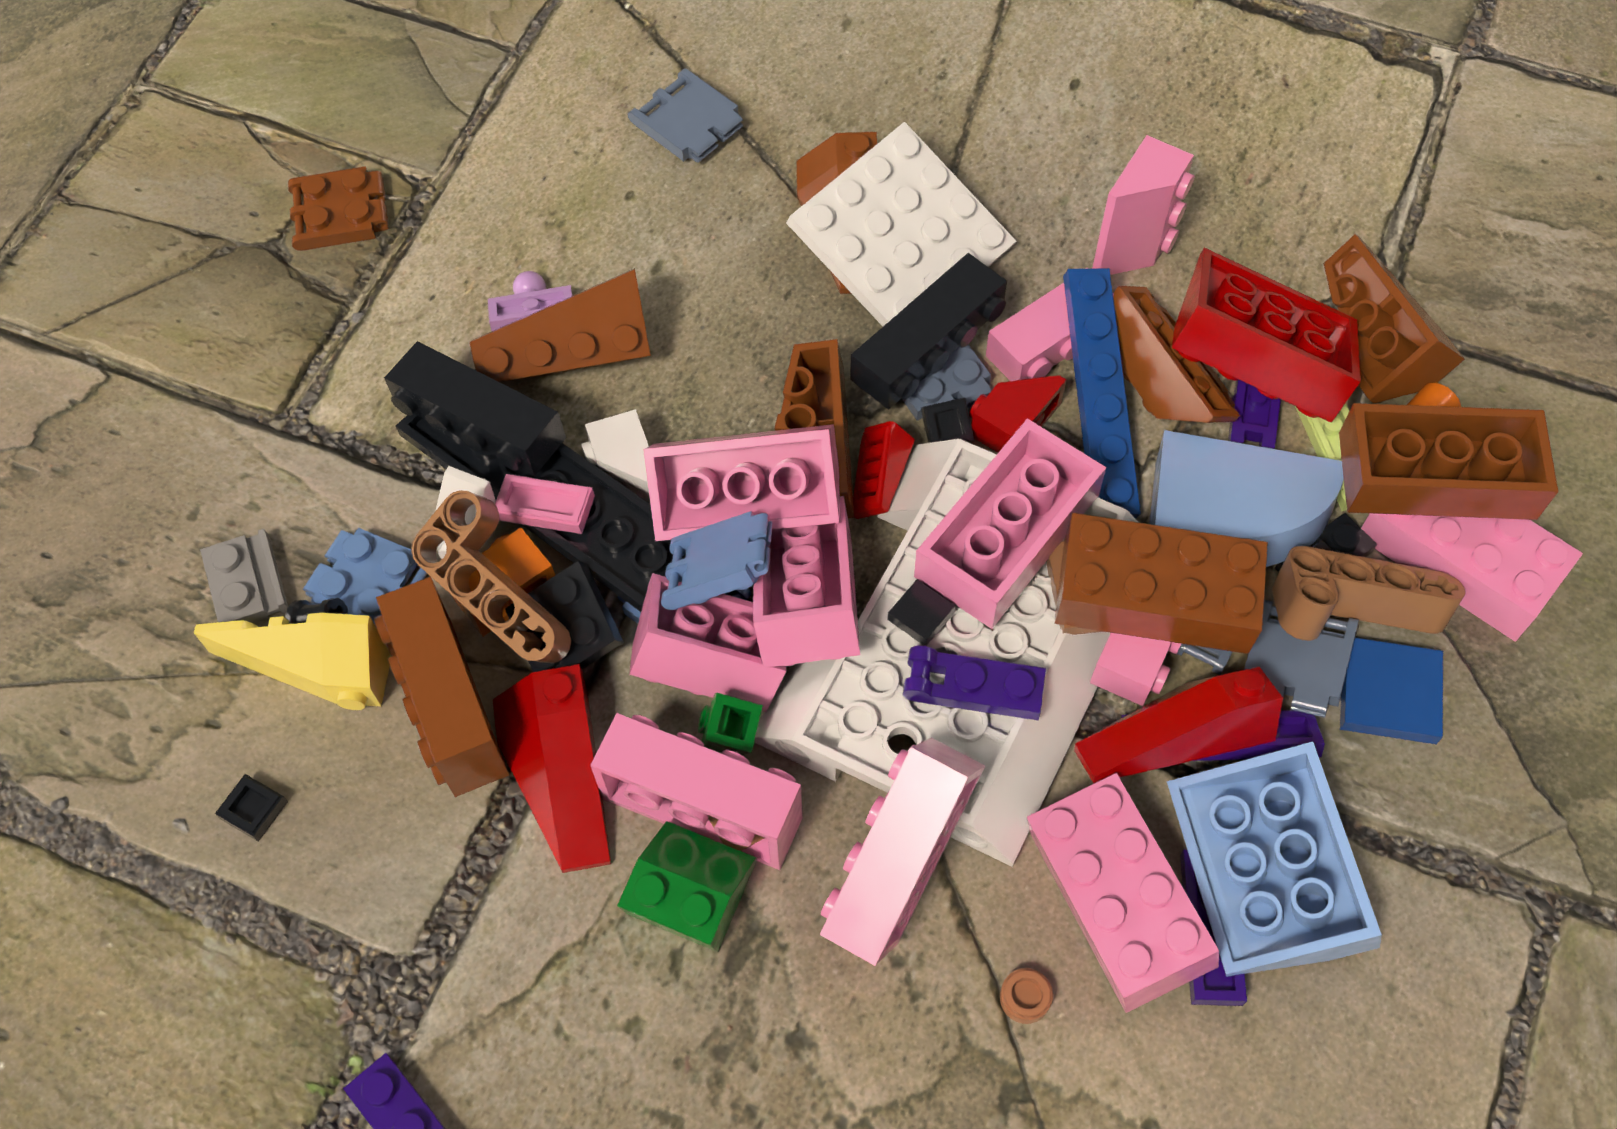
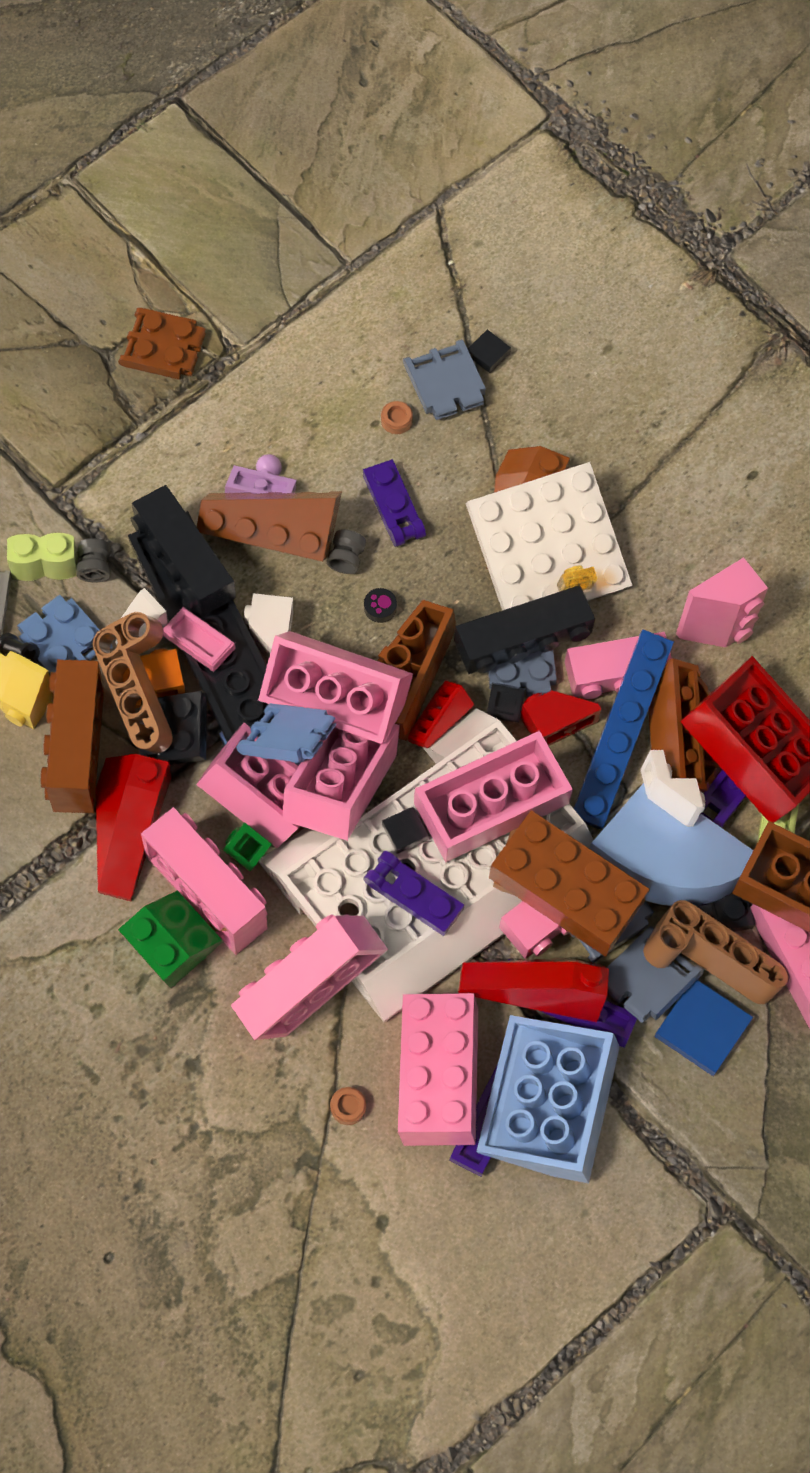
camera: 20 degrees right, 5 degrees up
(293, 496) = (37, 557): none -> yellowish green brick
(366, 474) = (93, 560): none -> dark grey wheel
(651, 178) = (396, 417): none -> nougat tile
(670, 337) = (346, 551): none -> dark grey wheel
(696, 266) = (393, 502): none -> dark purple plate
(720, 71) = (488, 351): none -> black tile
(740, 381) = (380, 605): none -> black tile
(958, 246) = (577, 576): none -> clear yellow plate
(1216, 433) = (675, 795): none -> white slope

